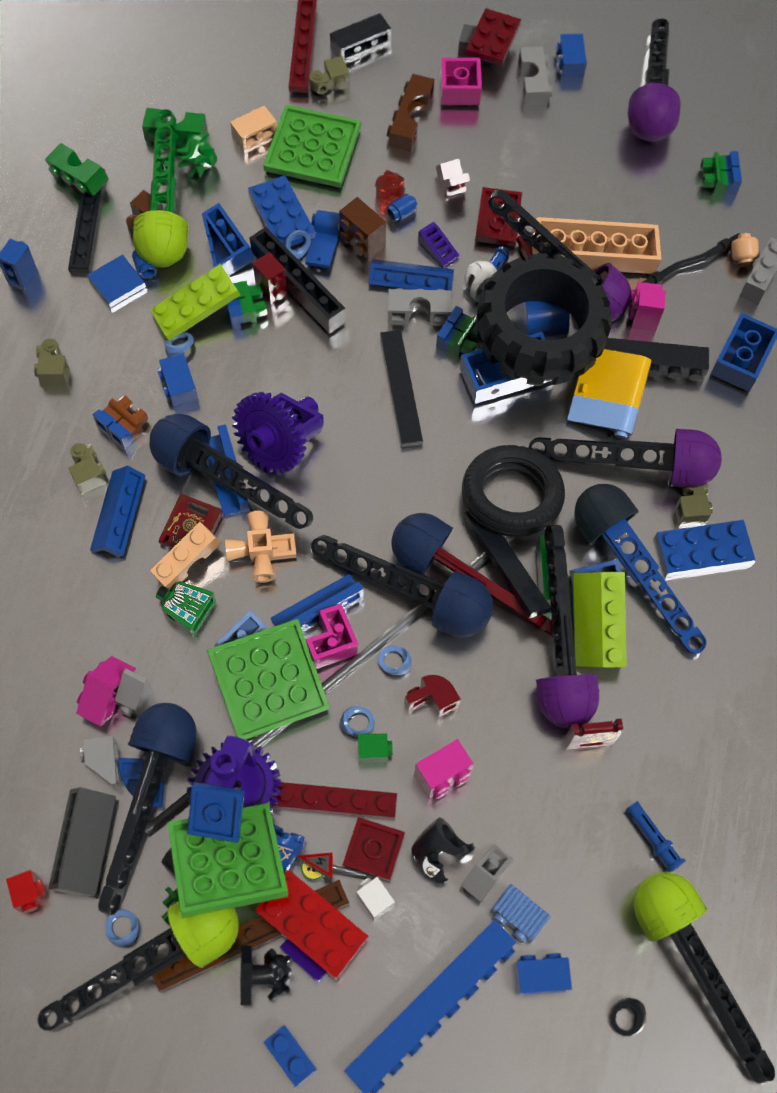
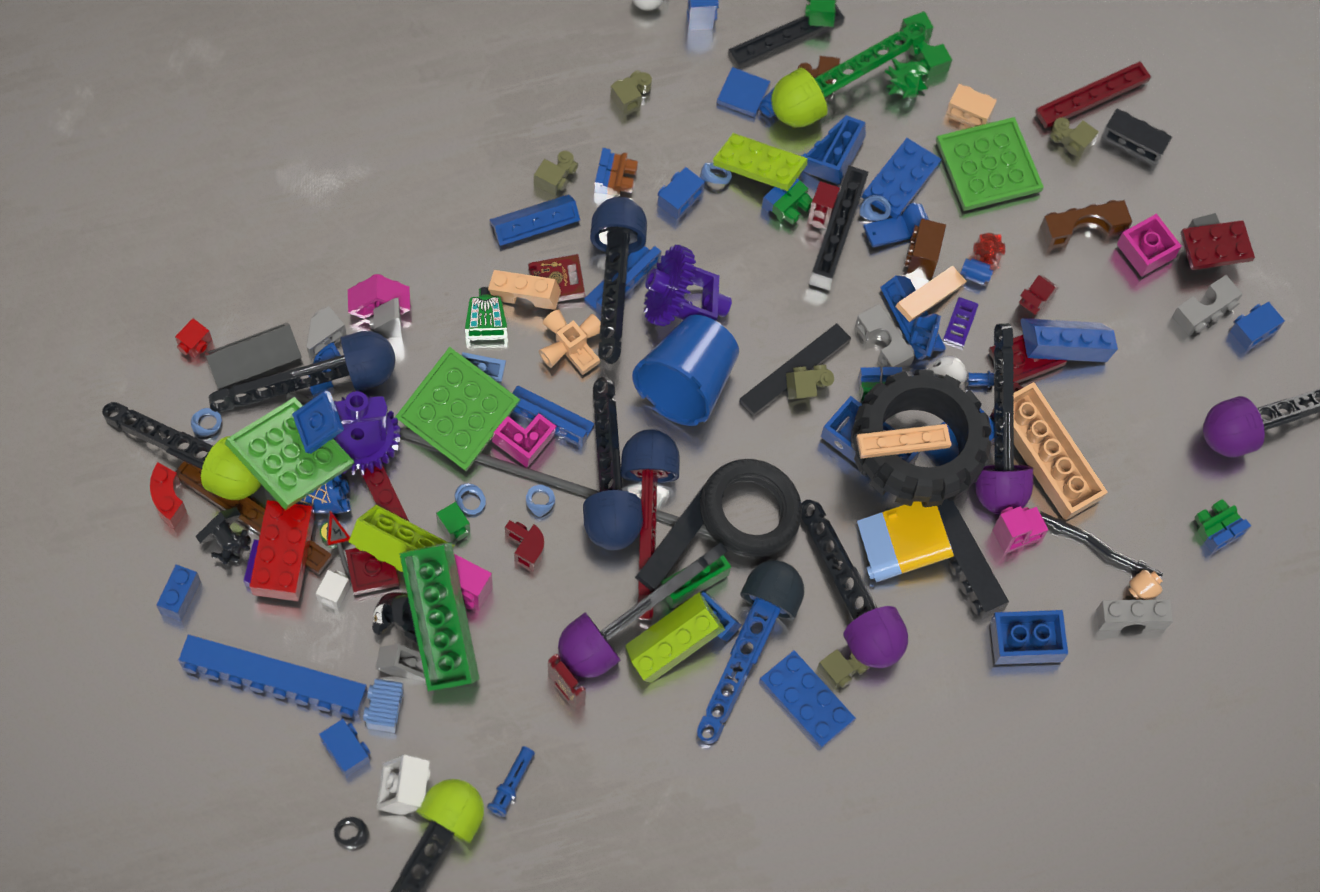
camera: 55 degrees right, 0 degrees up
(177, 1013) = (163, 491): none -> red brick
(360, 464) = (687, 370): none -> blue cone
(371, 807) = (388, 535): none -> lime slope
(403, 249) = (930, 294): none -> light nougat tile
(421, 385) = (803, 382): none -> olive brick
(441, 269) = (925, 333): none -> blue slope
(473, 810) = (439, 616): none -> green brick
(508, 173) = (1068, 340): none -> blue slope
(551, 327) = (903, 441): none -> light nougat tile
(616, 940) = (403, 784): none -> white brick

